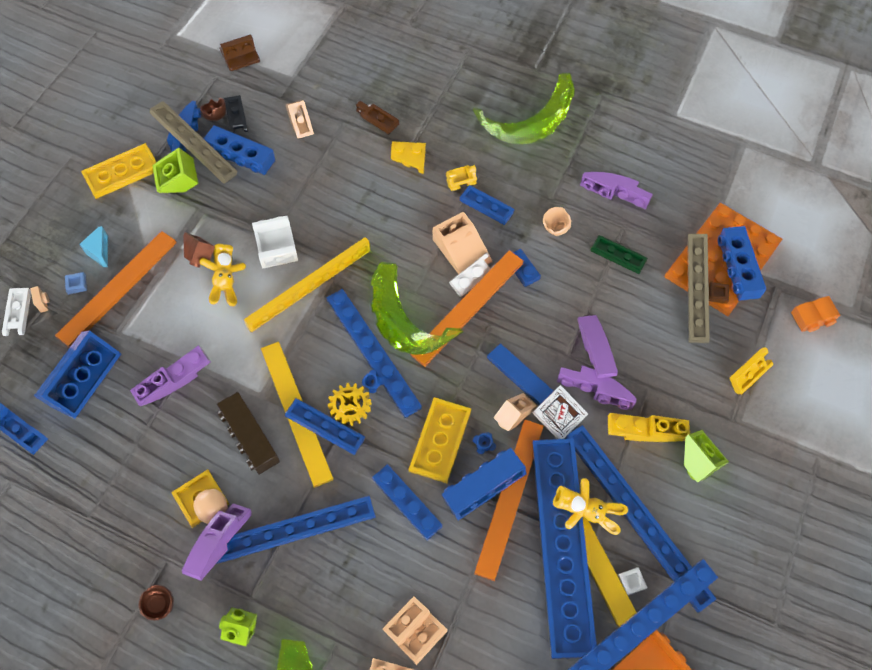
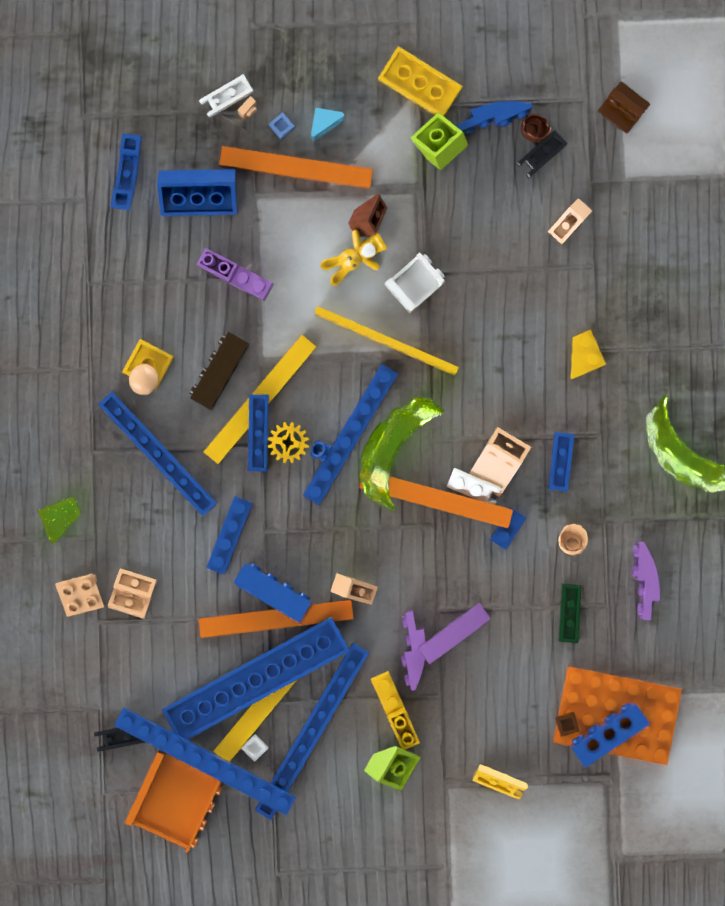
camera: 65 degrees right, 25 degrees up
(156, 602) = (51, 384): copper hair -> none
(193, 142) = (480, 138): dark tan plate -> none
(214, 539) = (117, 402): medium lavender slope -> none
(238, 626) = (65, 457): lime brick -> none
(240, 150) = (501, 154): blue brick -> none
(377, 117) = (613, 298): reddish brown hinge -> none
(440, 440) = (297, 536): yellow tile -> none
(461, 176) = (580, 421): yellow piece -> none
(484, 437) = (312, 580): blue plate -> none
(519, 374) = (393, 578): blue tile -> none
(560, 413) = (372, 628): white tile -> none
(591, 508) = (293, 691): yellow animal -> none
(698, 288) = (562, 703): dark tan plate -> none
(815, 314) = (592, 822): orange brick -> none

